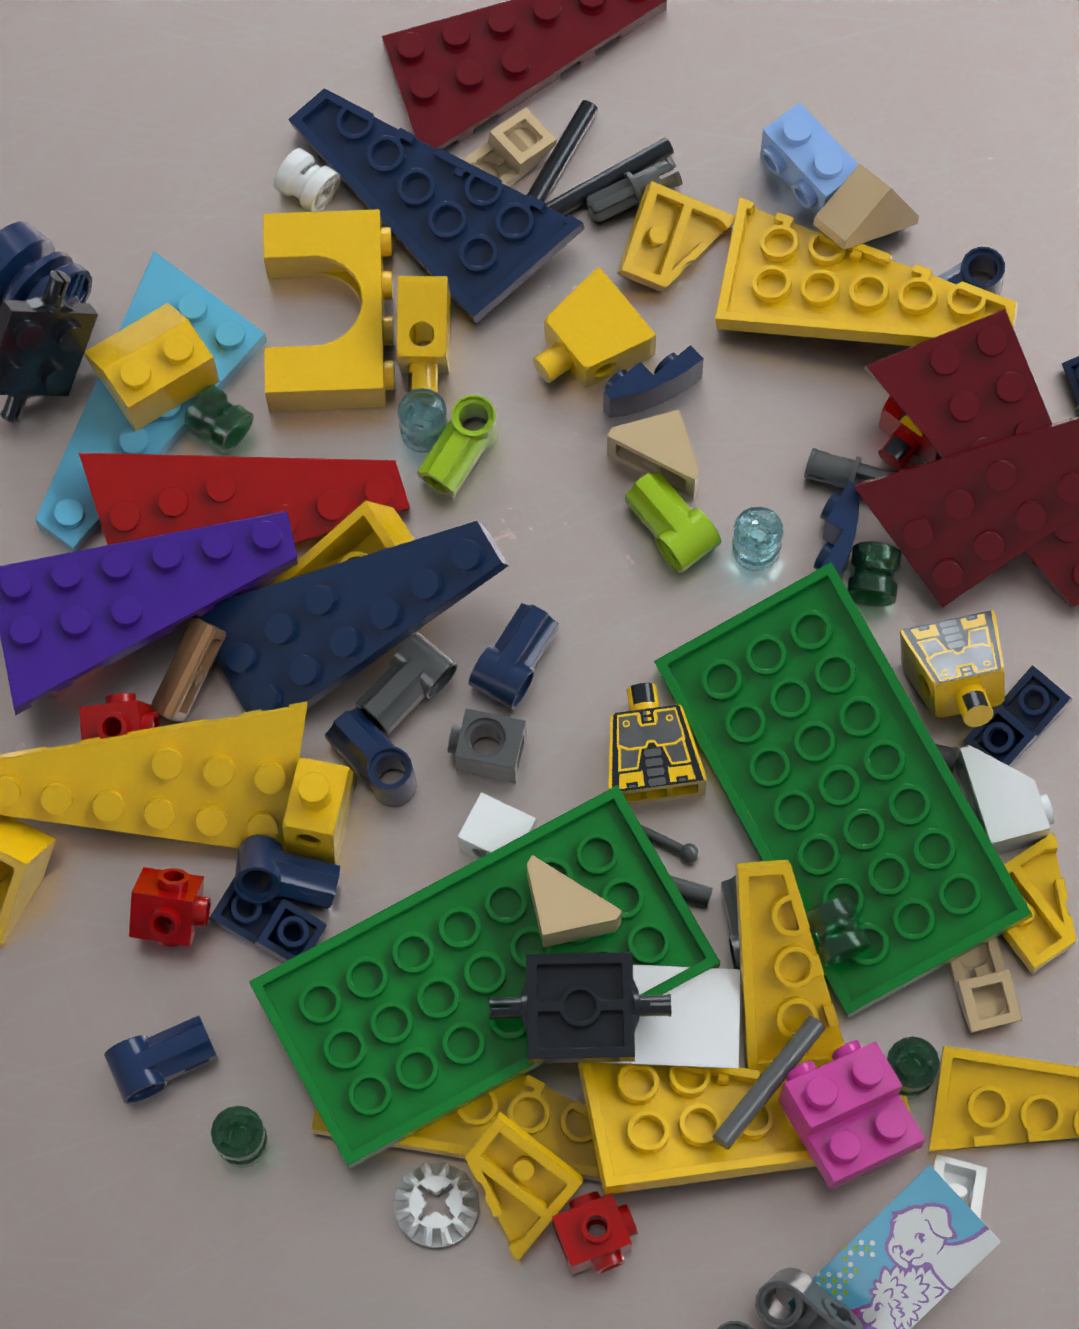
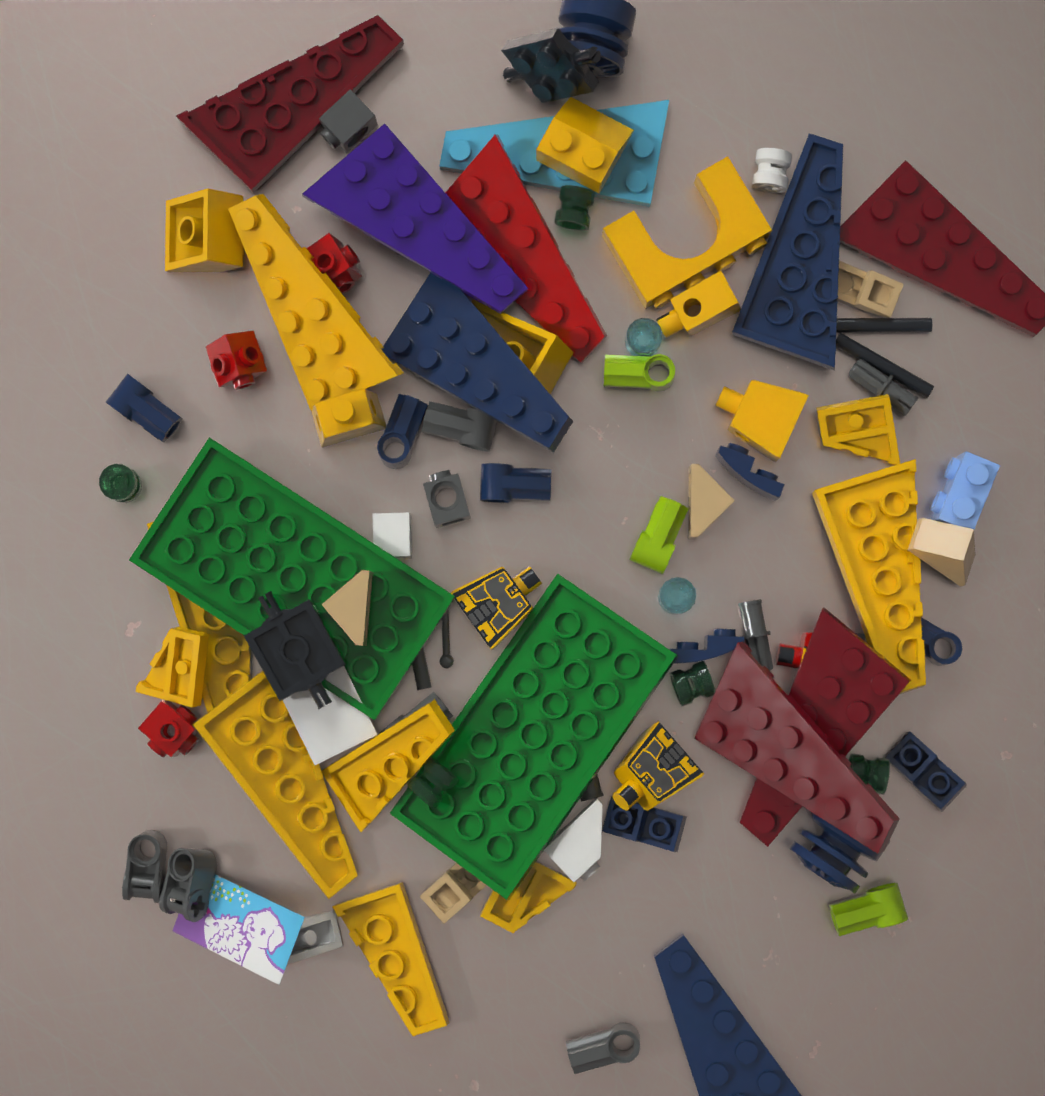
camera: 65 degrees right, 15 degrees up
(188, 670) = (395, 285): medium nougat slope -> none
(269, 872) = (290, 409): dark blue piece -> none
(270, 926) = (264, 424): dark blue slope -> none
(436, 1230) = (135, 608): white gear -> none
(768, 1082) = (314, 789): dark grey bar -> none
(850, 1113) = (322, 849): dark pink plate -> none
(913, 1077) = (378, 864): clear green wheel -> none

